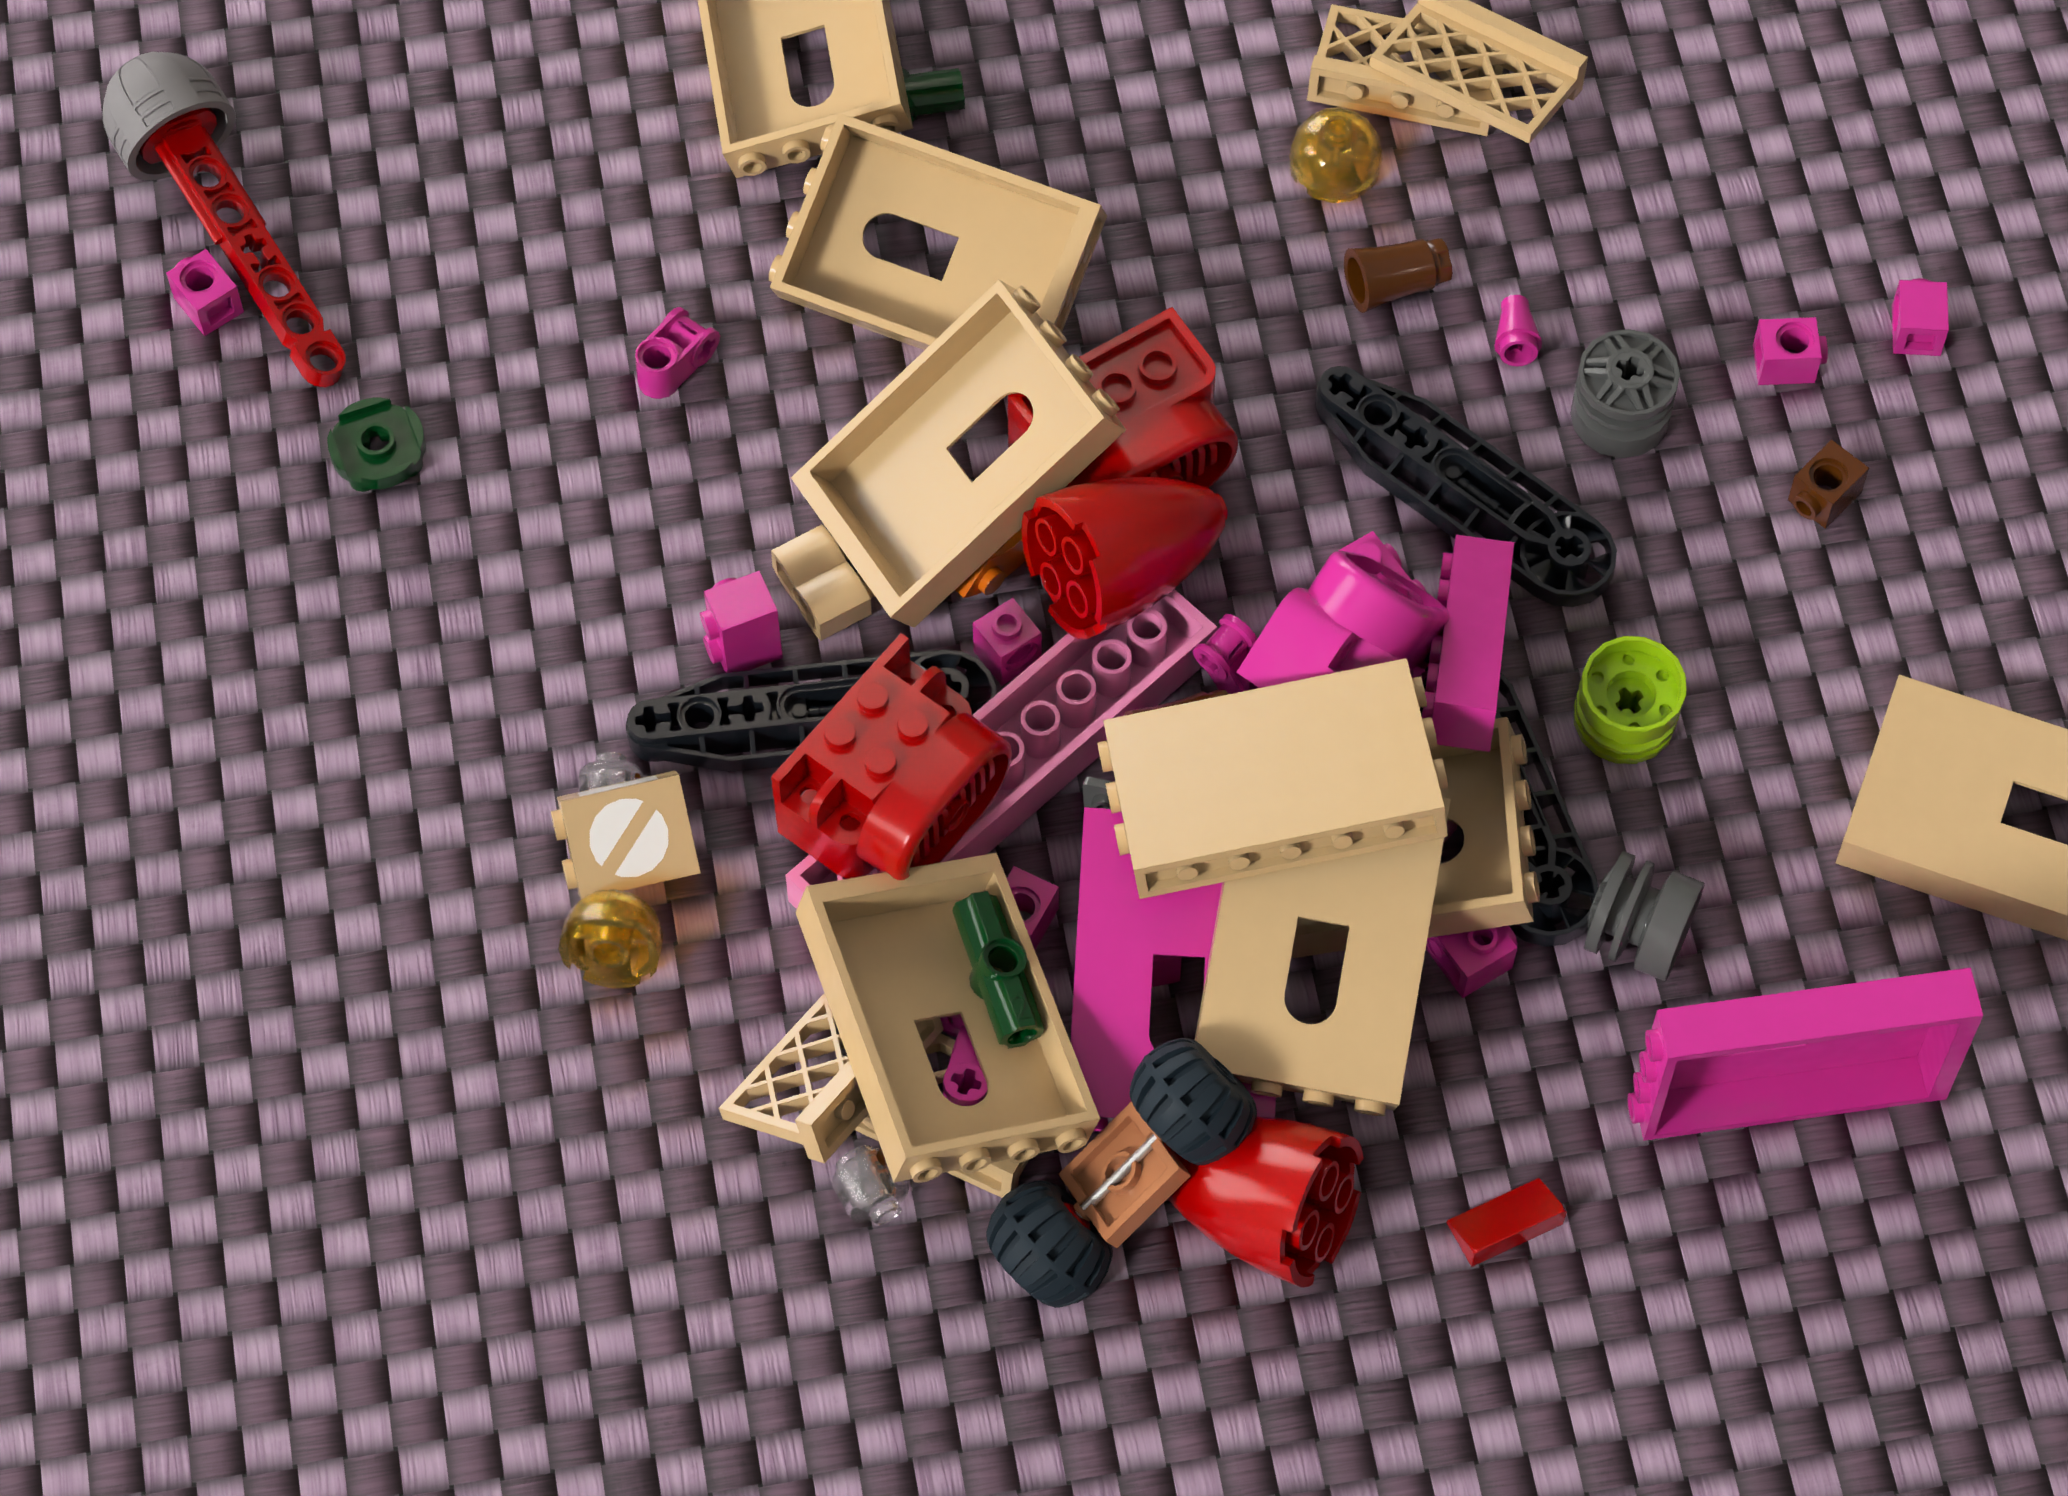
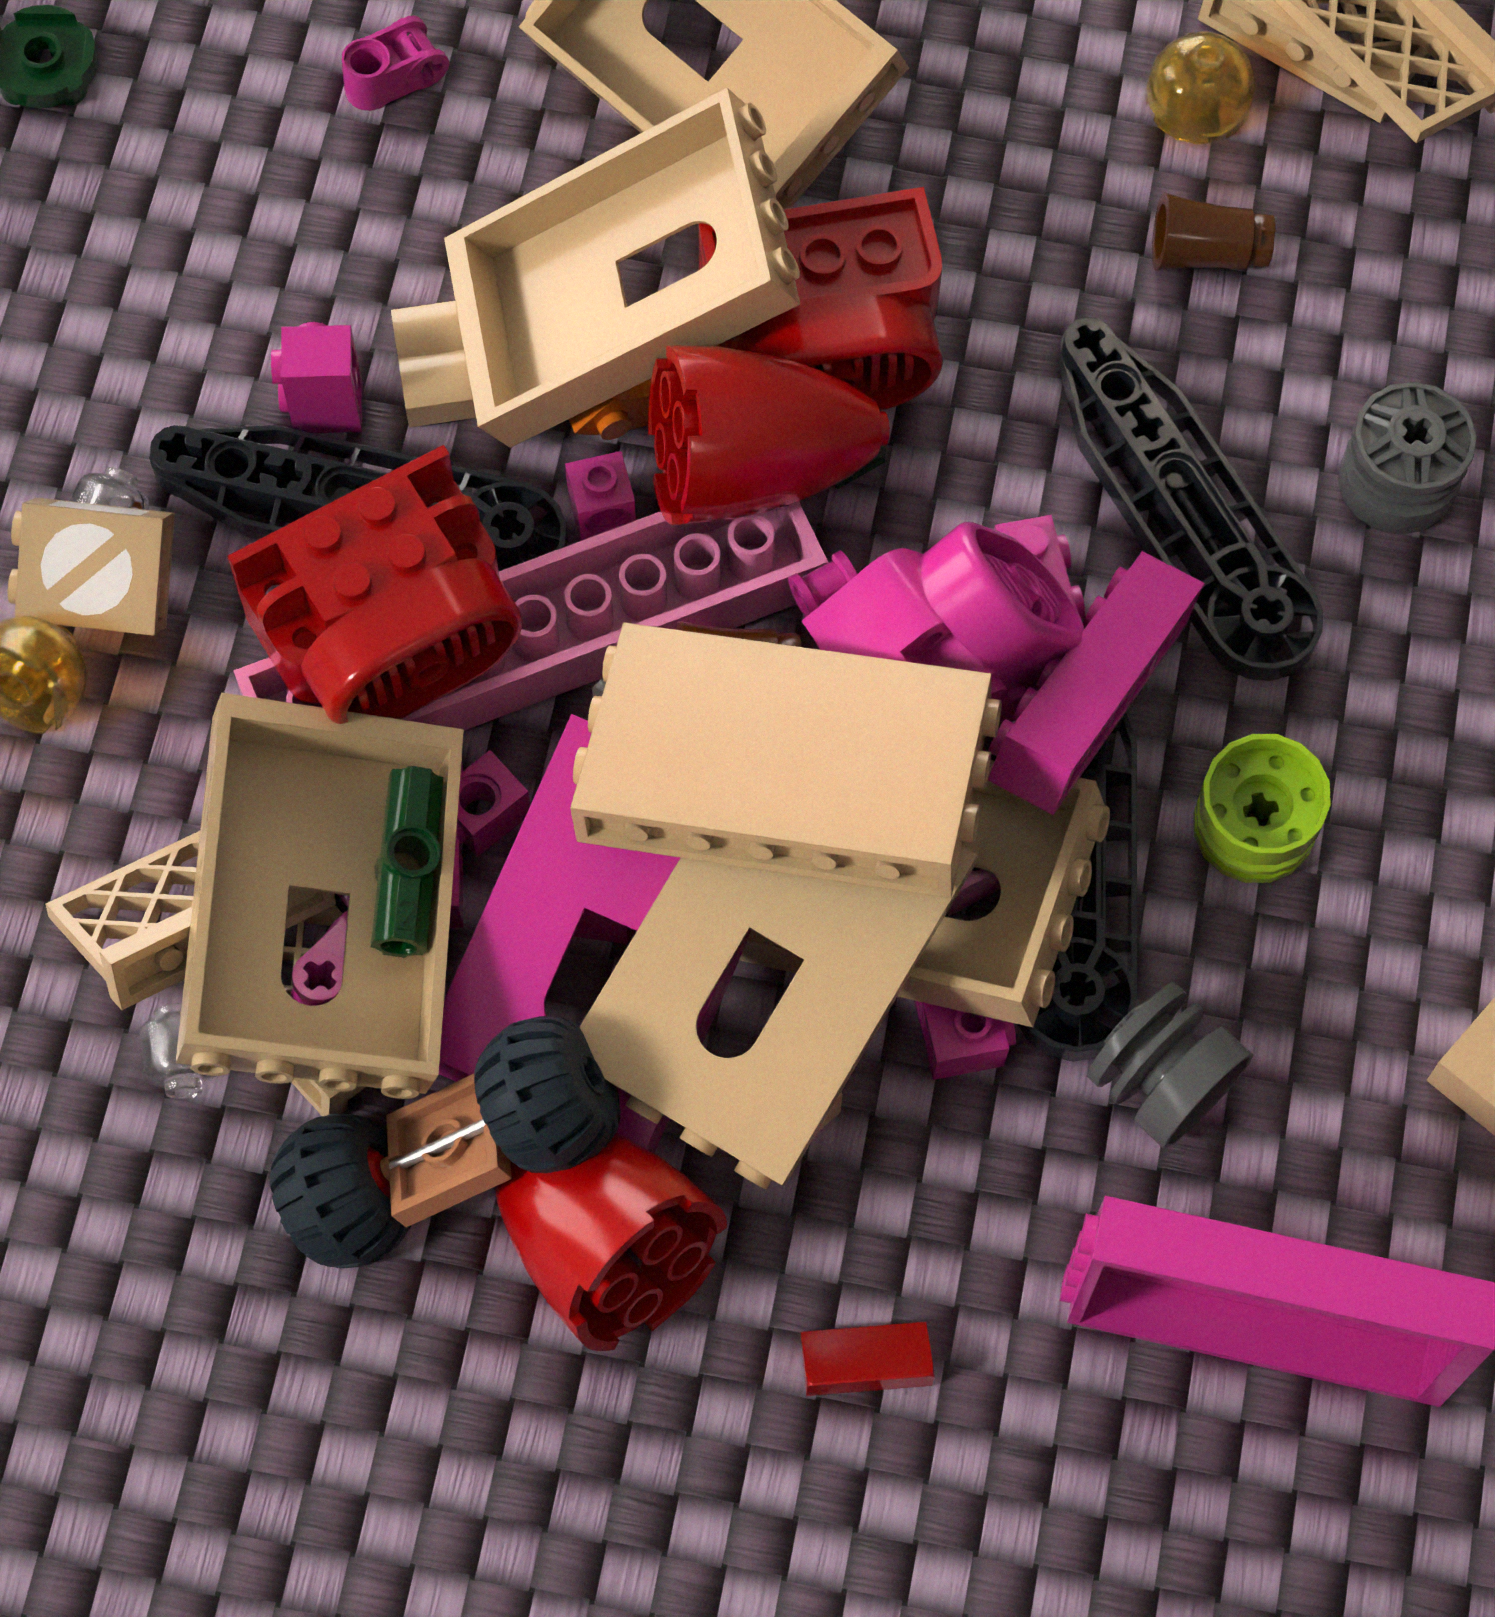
camera: 20 degrees right, 5 degrees up
(1517, 333) = (1317, 350): dark pink cone -> none

